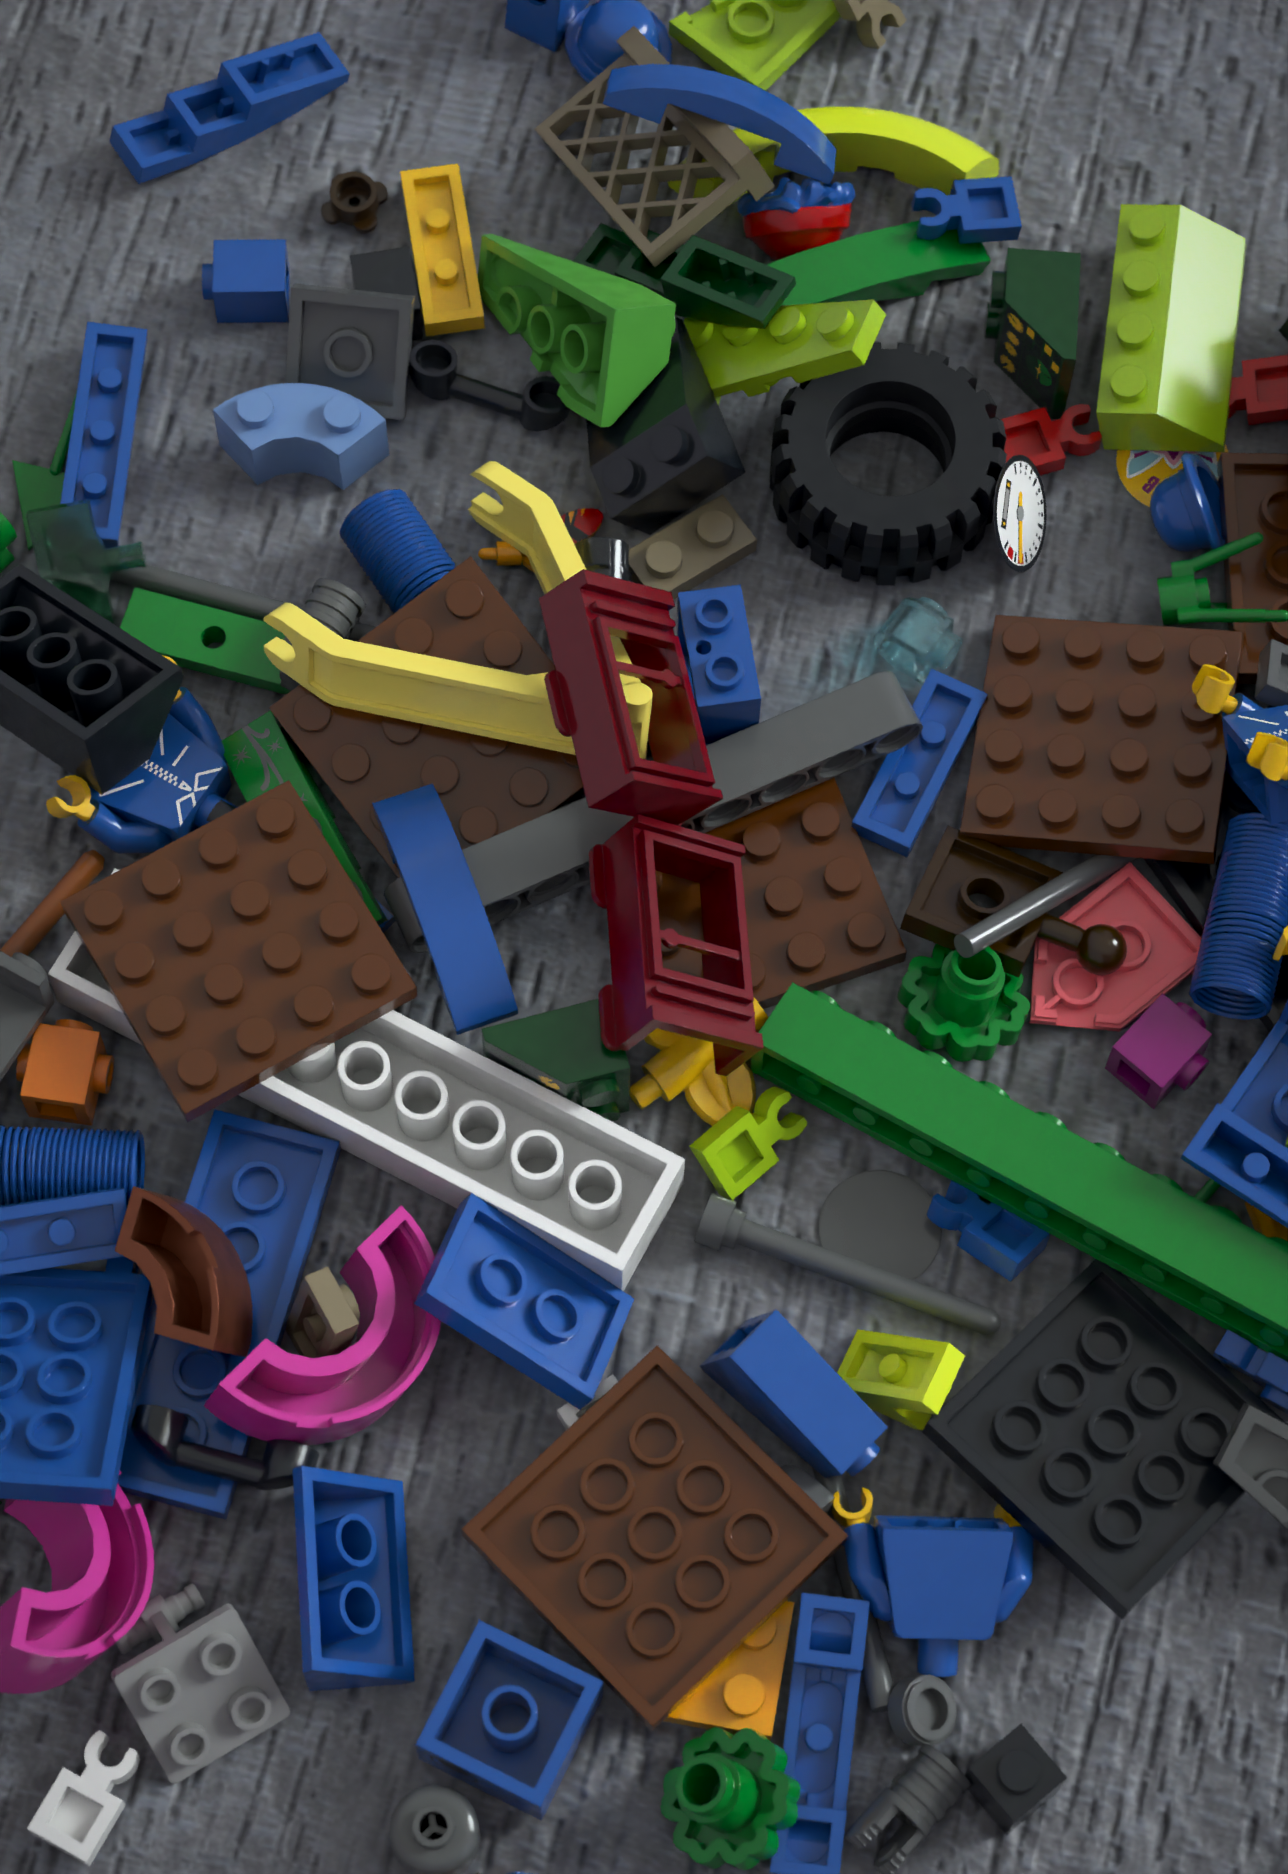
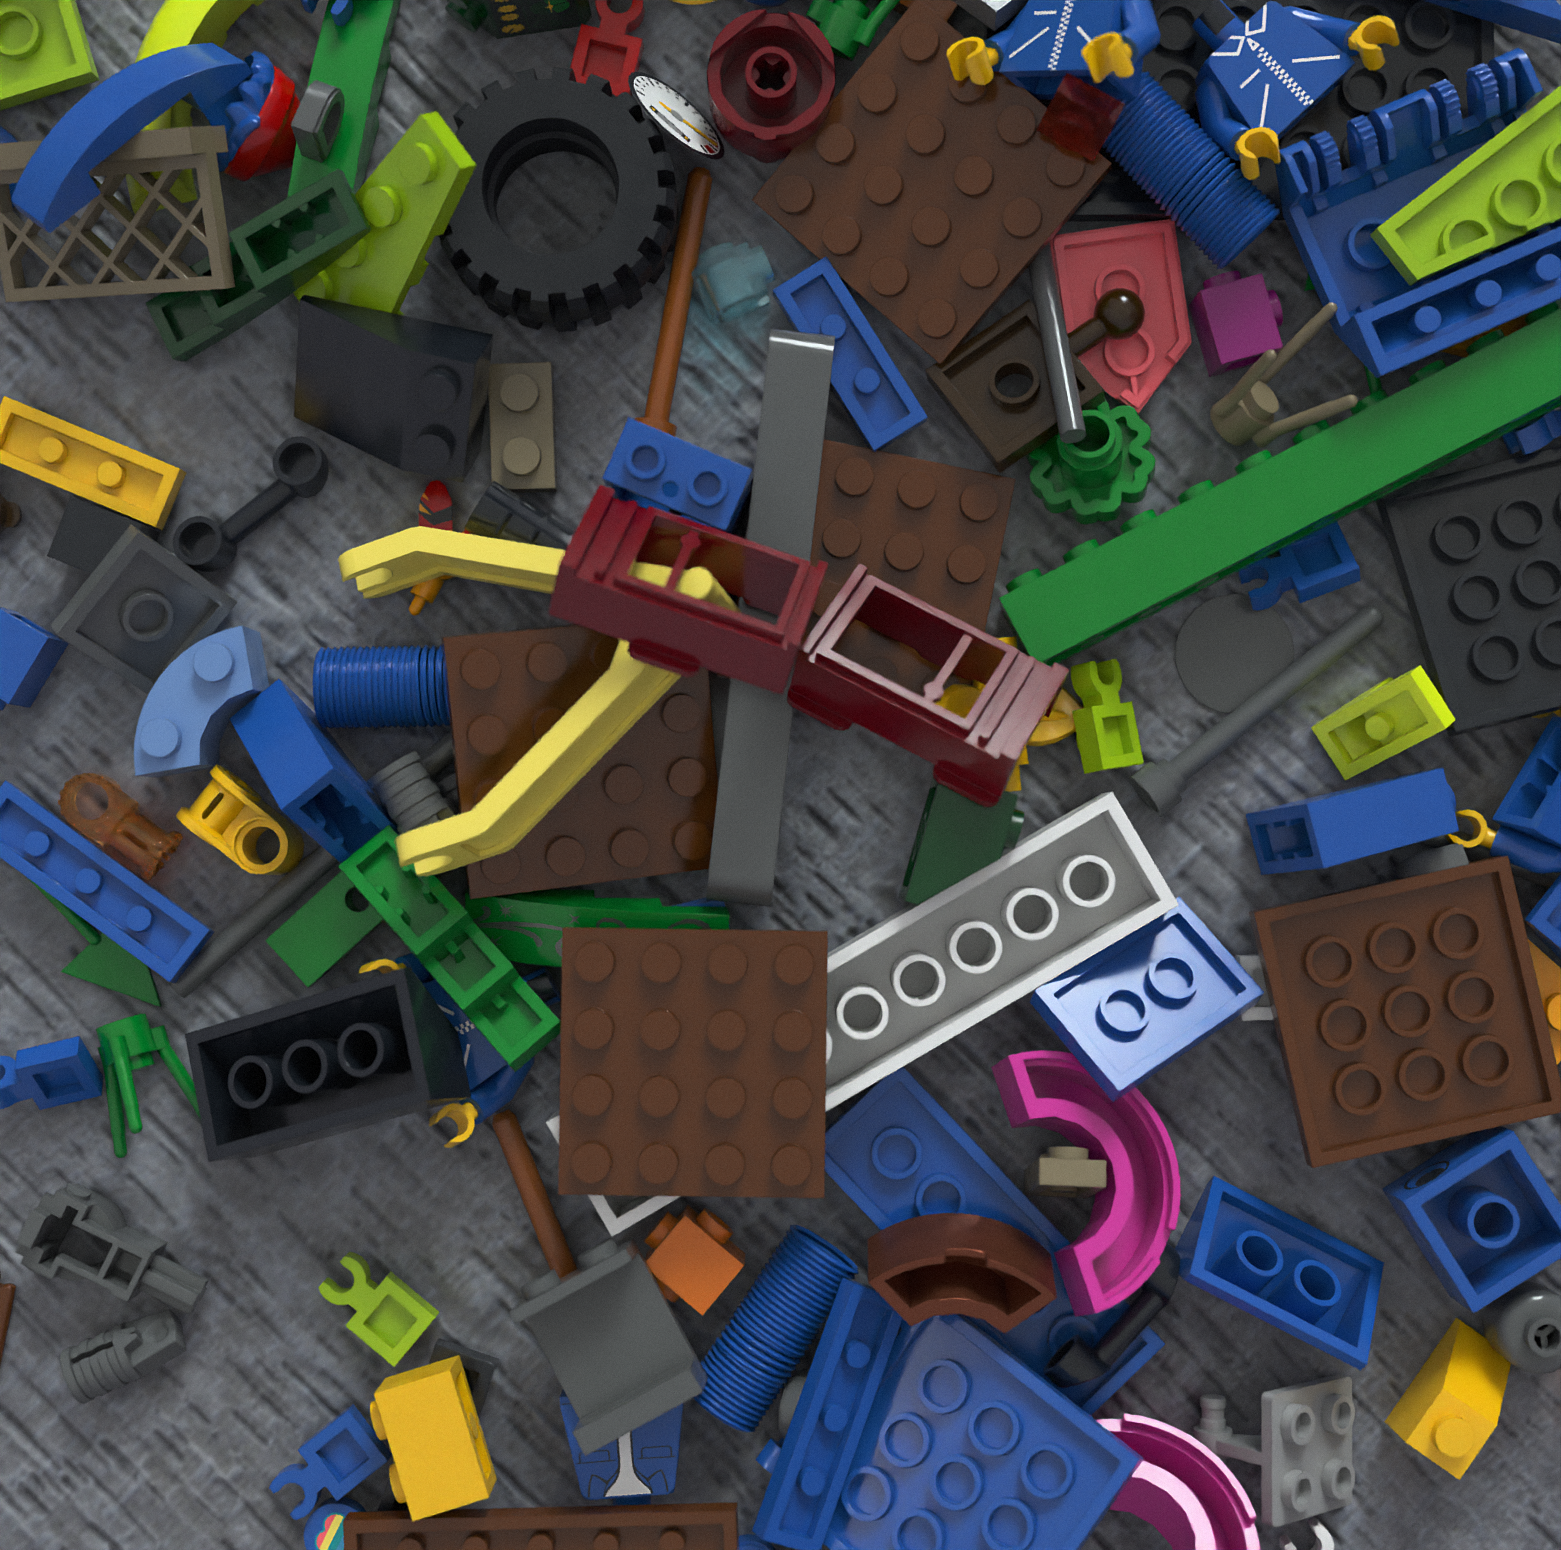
camera: 55 degrees left, 20 degrees up
(75, 556) = (210, 981): clear green plate -> none
(163, 434) = (120, 825): none -> clear orange connector
(214, 720) = (453, 950): none -> green slope
(220, 514) = (233, 818): none -> yellow piece
(293, 540) = (309, 772): none -> blue slope
(324, 1807) = (1453, 1400): none -> yellow slope
(446, 908) = (754, 856): blue slope -> none
(584, 325) = (257, 385): bright green wedge -> none
(827, 251) = (318, 120): none -> dark grey tile
(867, 610) = (677, 302): none -> dark orange bar
(1091, 1101) = (1251, 404): none -> dark tan plant
(1096, 565) = (771, 50): none -> dark red brick
(1225, 794) = (1080, 117): none -> clear red plate

